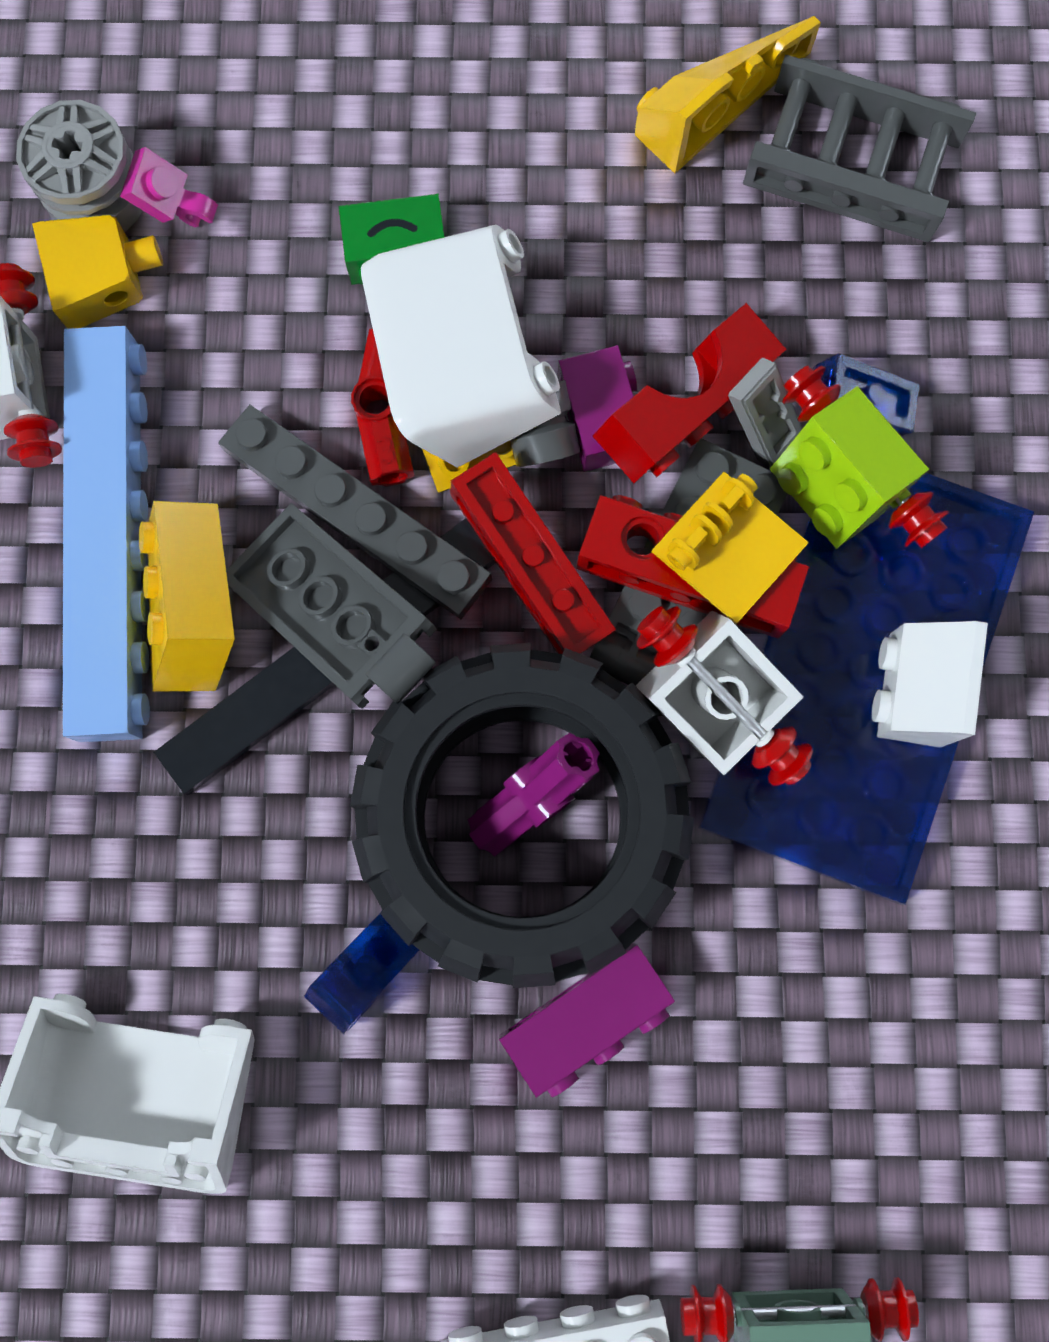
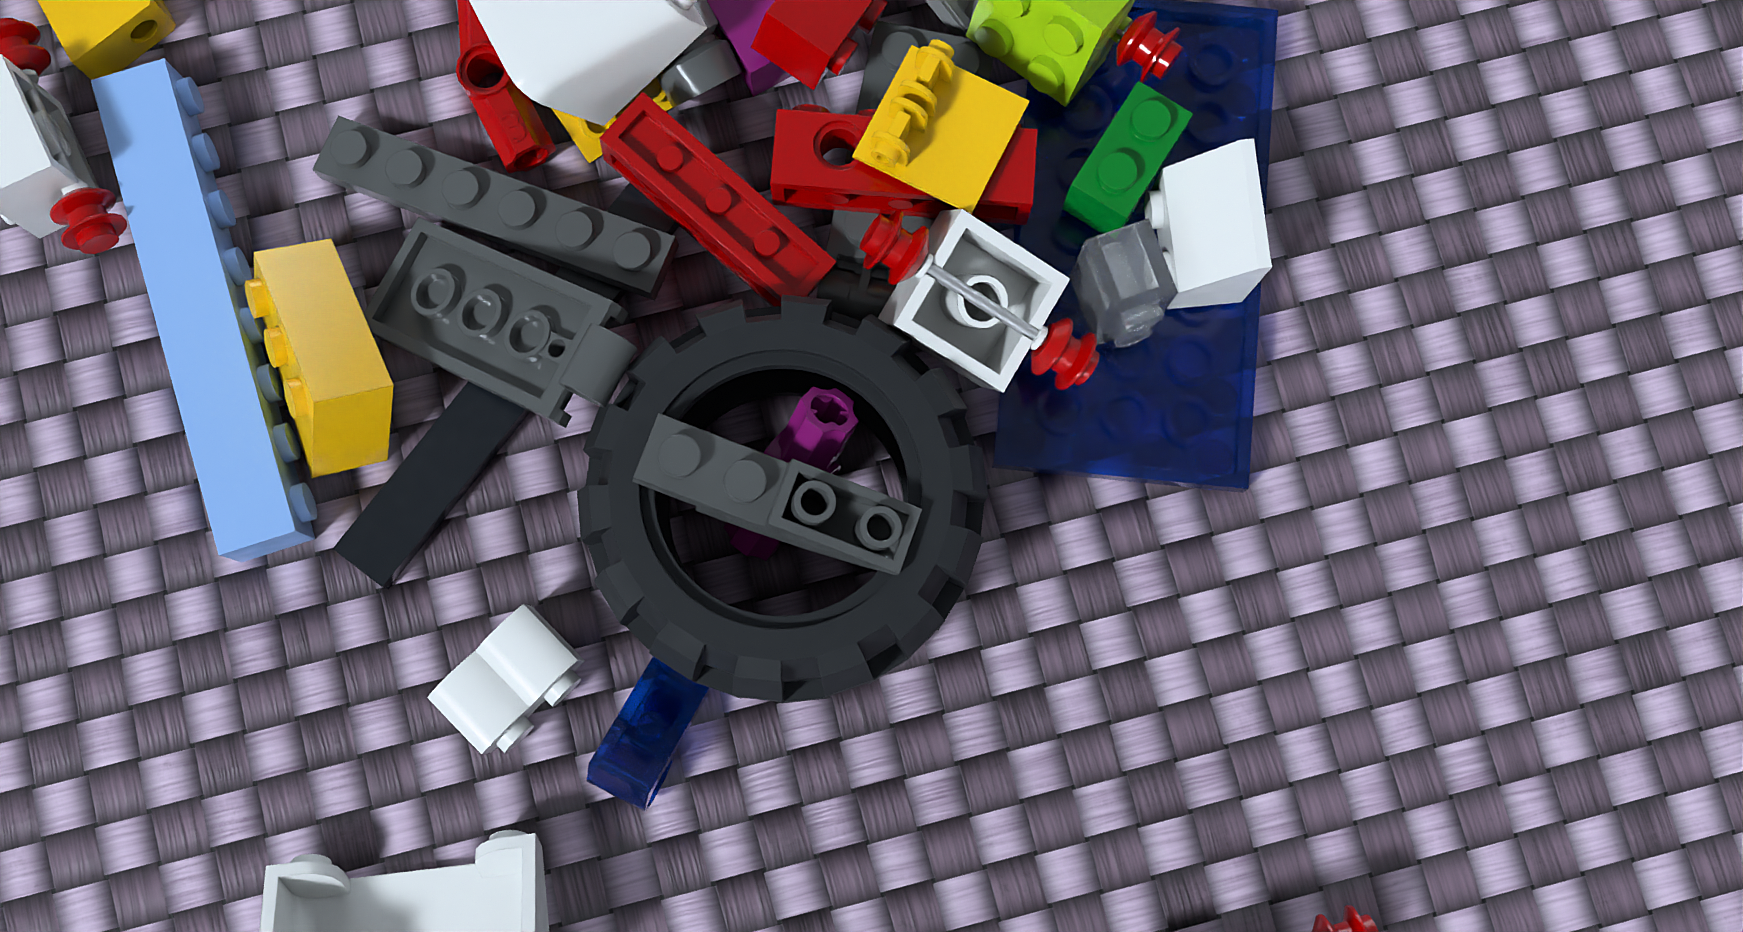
camera: 20 degrees left, 0 degrees up
(263, 897) = (507, 681): none -> white brick
(518, 817) = (777, 497): none -> dark grey slope
(587, 1022) = (923, 718): magenta brick -> none
(846, 712) = (1123, 284): none -> clear brick
(876, 608) = (1126, 159): none -> green brick

